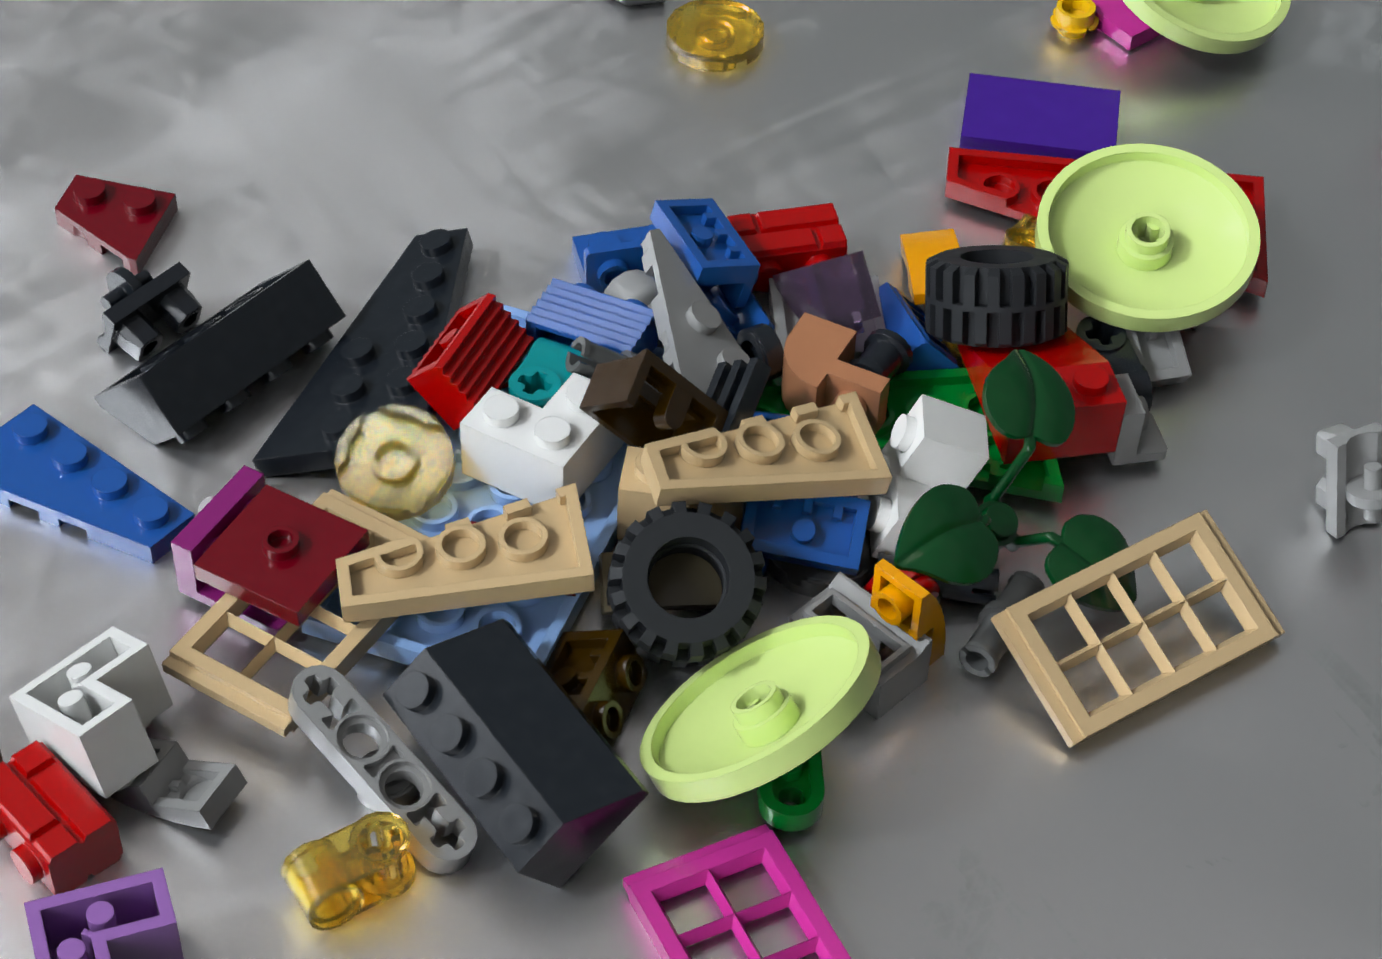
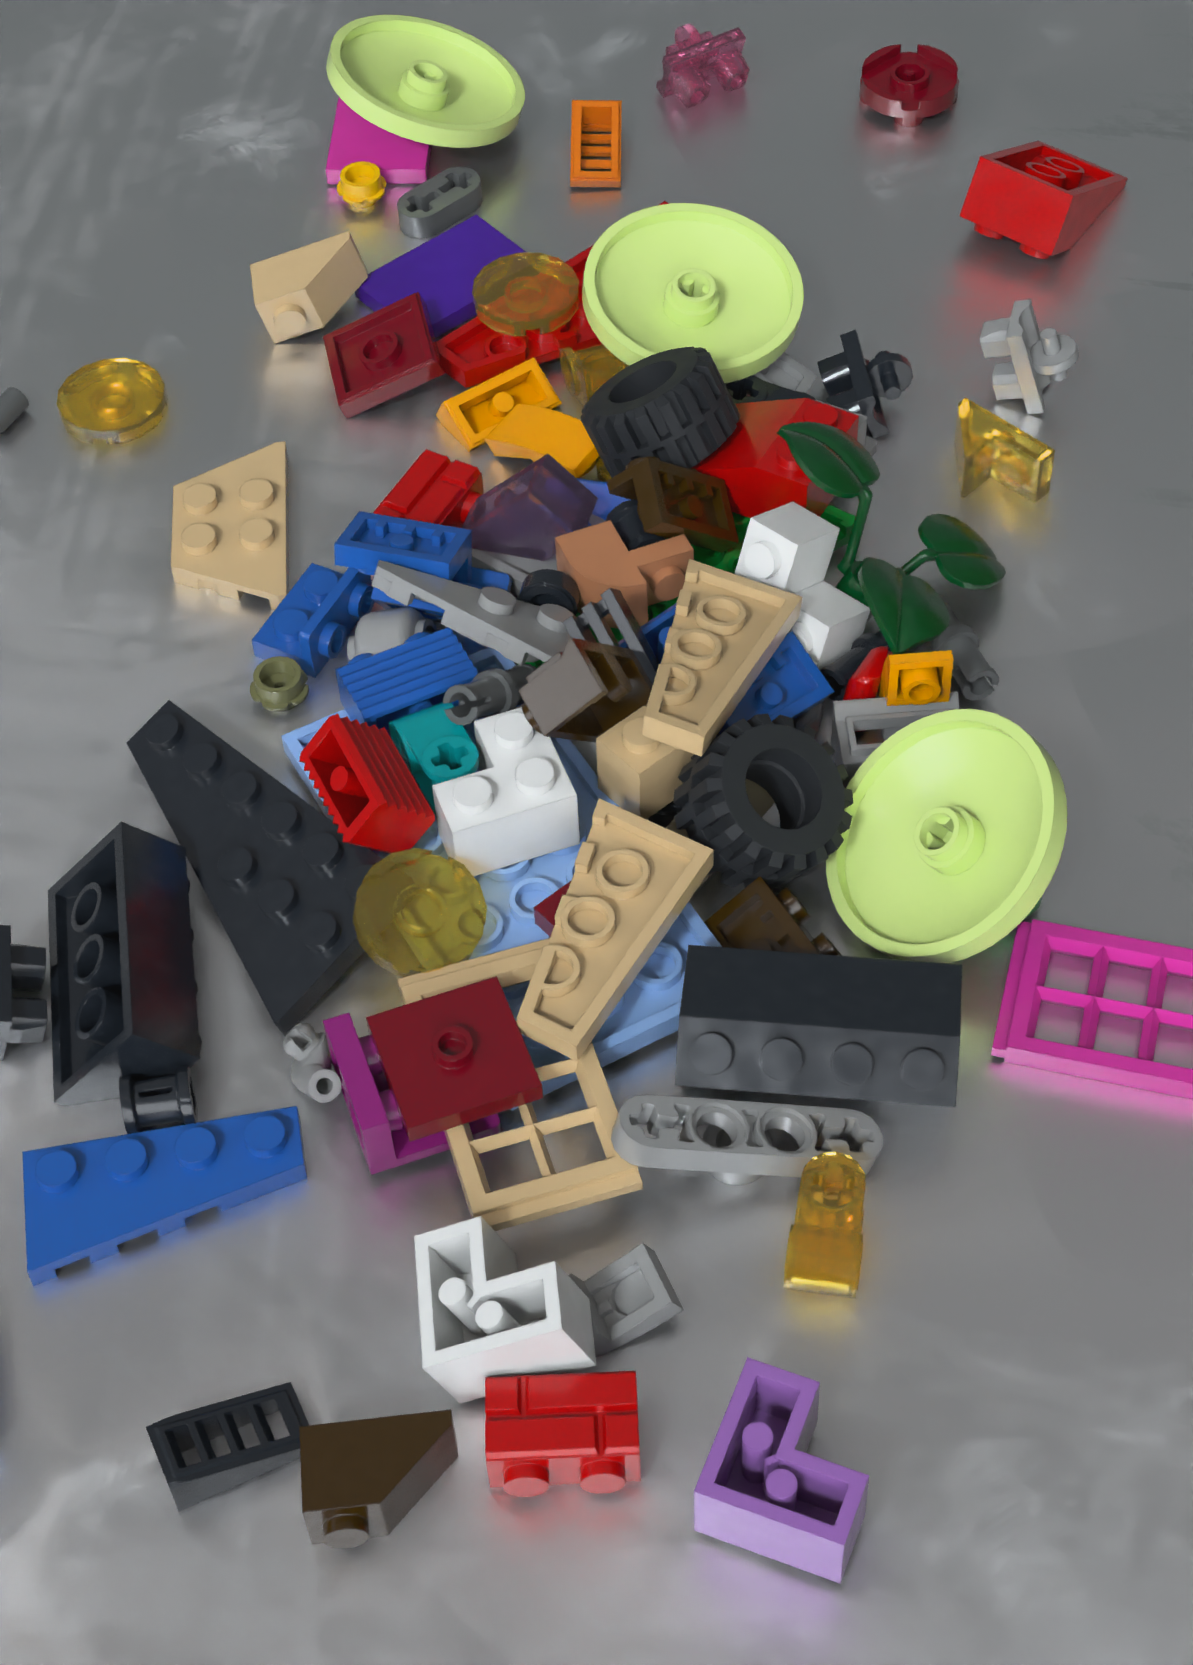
camera: 45 degrees left, 5 degrees up
(132, 441) = (158, 1100): none -> black bush
(543, 268) = (279, 684): none -> olive plate
(675, 160) = (235, 527): none -> tan wing
(914, 131) = (383, 355): none -> dark red plate
(917, 354) = (678, 502): none -> dark brown bracket
(925, 49) = (306, 285): none -> tan slope
(972, 221) = (481, 408): none -> light orange slope
(1045, 149) = (526, 293): none -> clear yellow tile
(1047, 674) = (1029, 648): tan piece -> none
(1113, 66) = (439, 202): none -> dark grey beam
(1215, 404) = (881, 377): none -> black hips
(1238, 515) = (999, 450): none -> clear yellow slope
(1298, 81) = (596, 117): none -> orange slope

